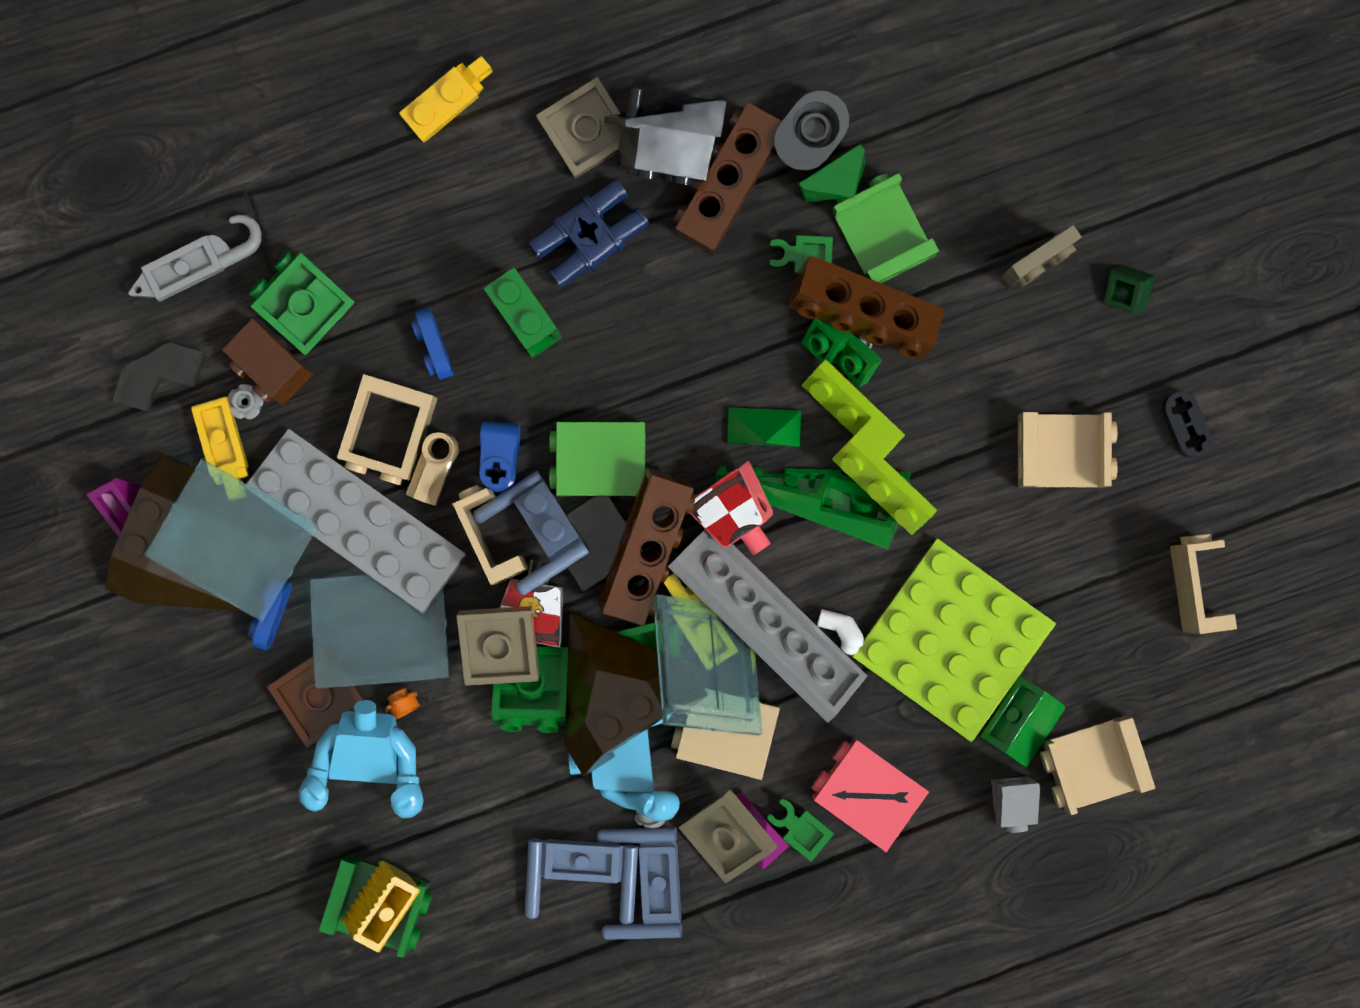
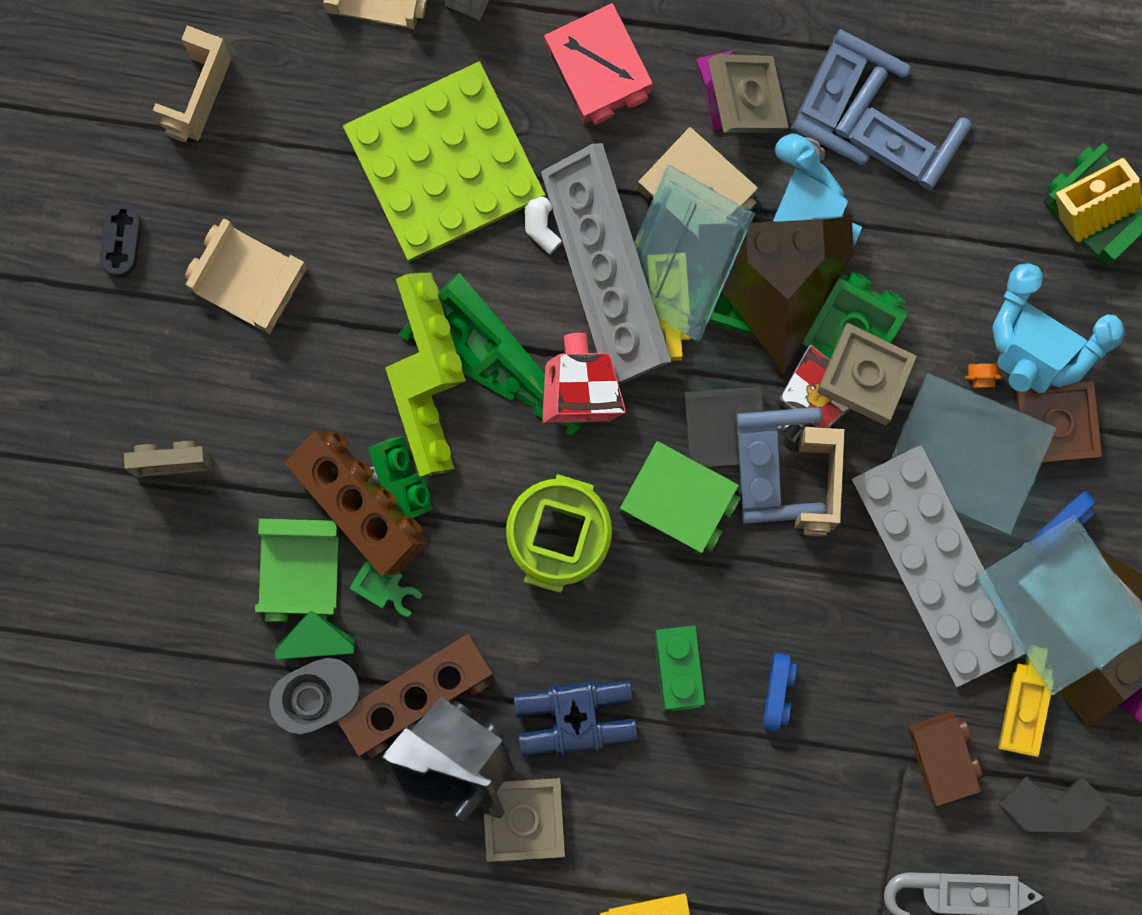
camera: 155 degrees left, 5 degrees down
(254, 404) = (994, 731): light grey plate -> none
(299, 301) = (883, 801): green plate -> none
(394, 392) = (836, 663): tan window -> none
(432, 472) = (841, 574): tan piece -> none
(499, 448) = (768, 561): blue piece -> none
(654, 491) = (646, 435): reddish brown brick -> none
(679, 340) = (568, 497): none -> lime piece
(764, 427) = (510, 448): green slope -> none
(804, 832) = (676, 62): green plate -> none
(1023, 721) = (422, 55): green panel -> none
(1128, 289) = (102, 392): dark green slope -> none

